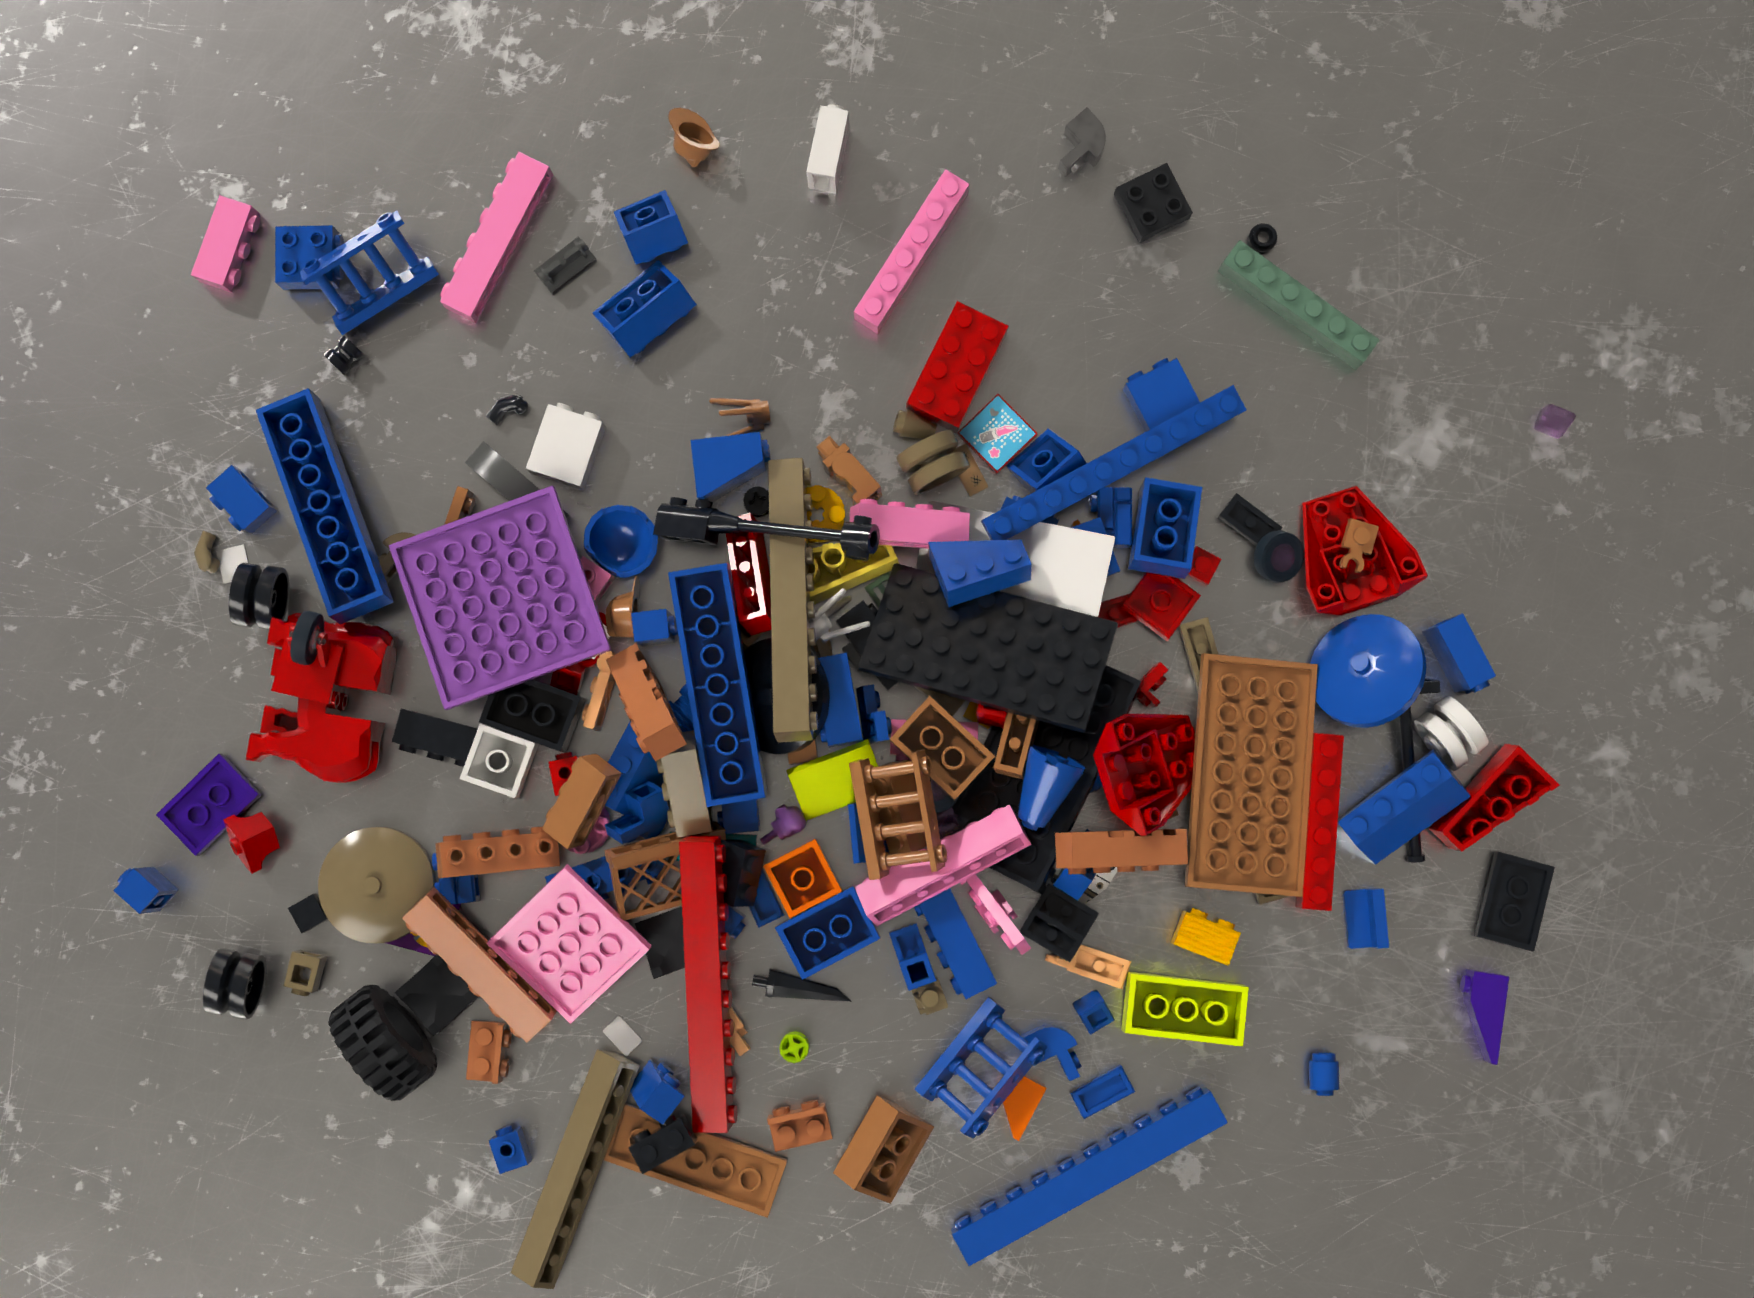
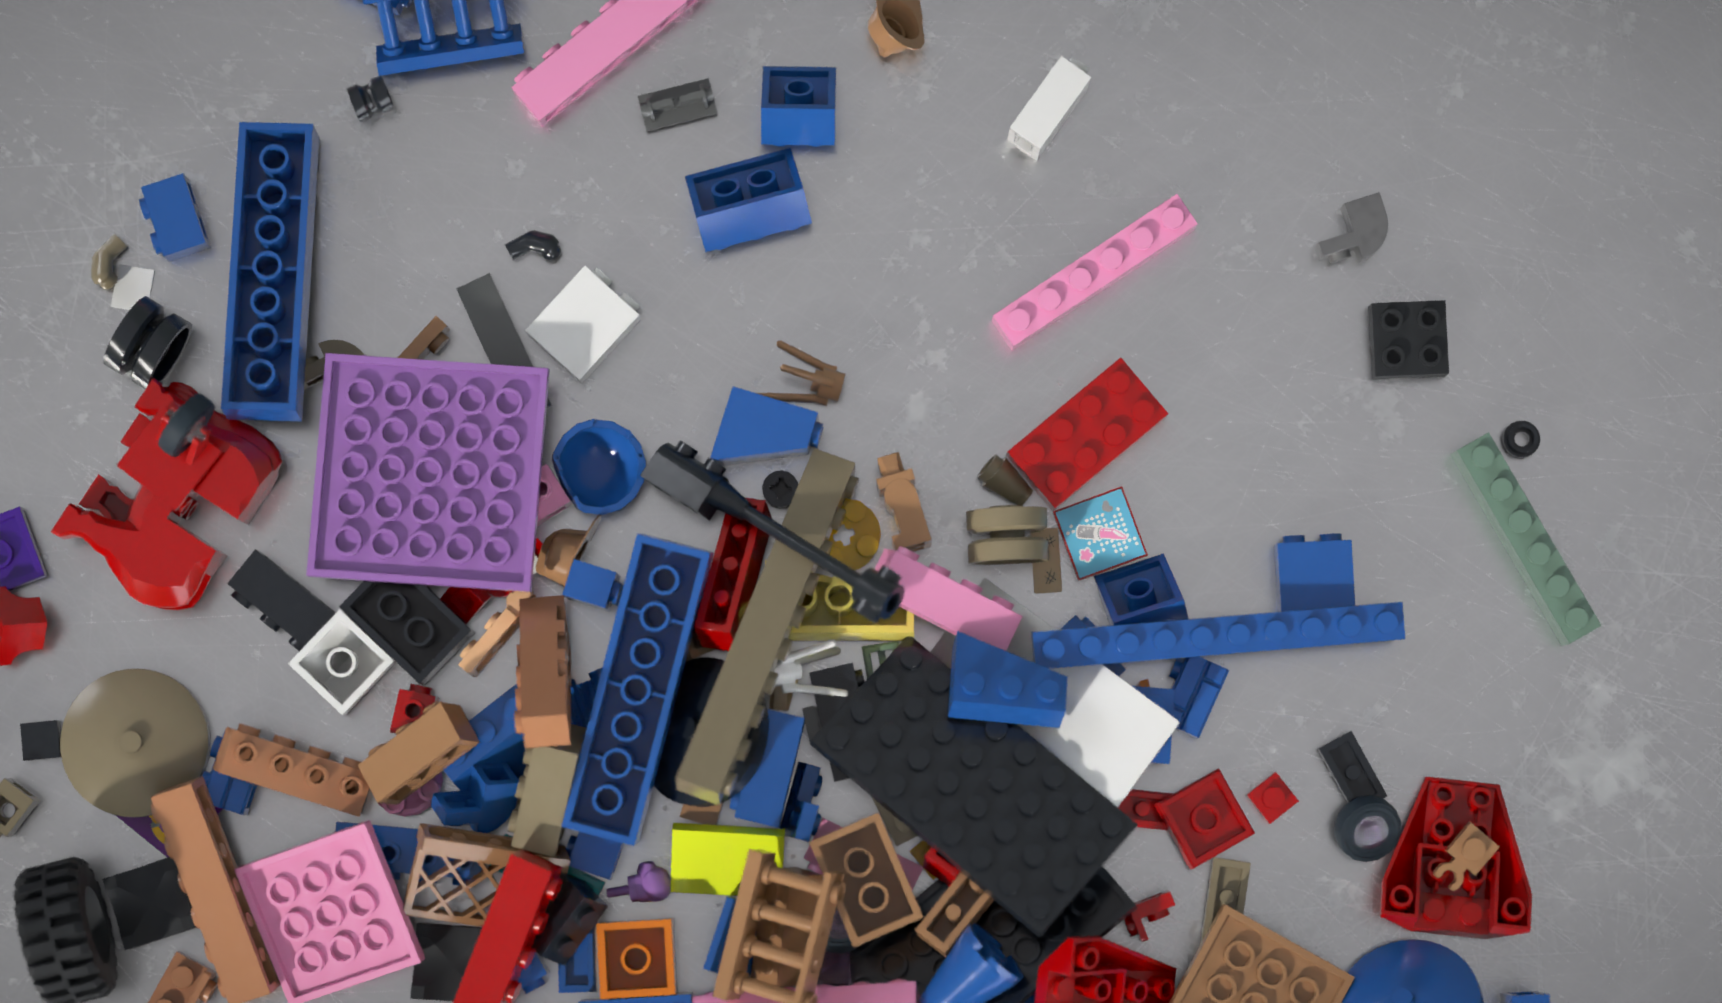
camera: 20 degrees right, 0 degrees up
(1165, 528) = (1246, 735): blue brick -> none

